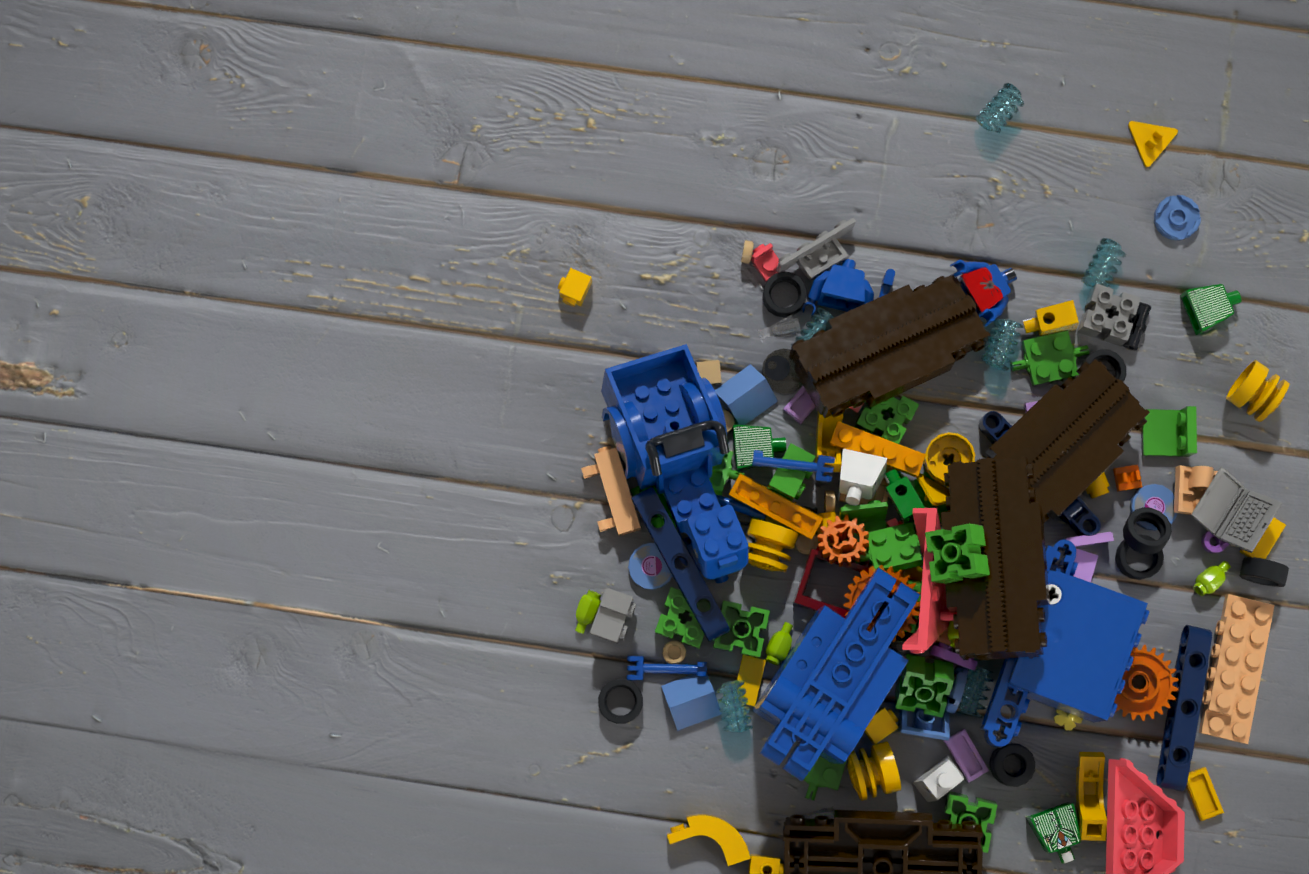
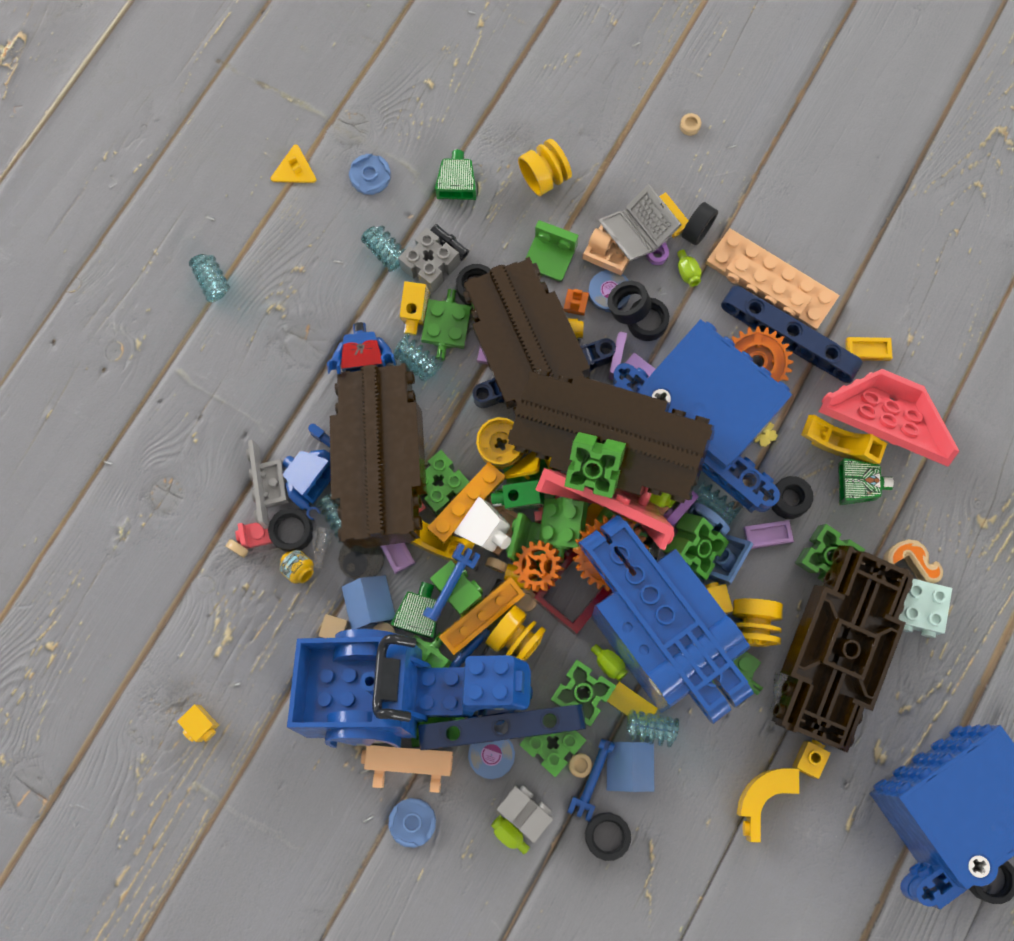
camera: 65 degrees left, 5 degrees down
(563, 517) = (412, 822): none -> medium blue tile
(752, 314) = (296, 566): none -> head
(939, 780) = (783, 566): white torso -> none

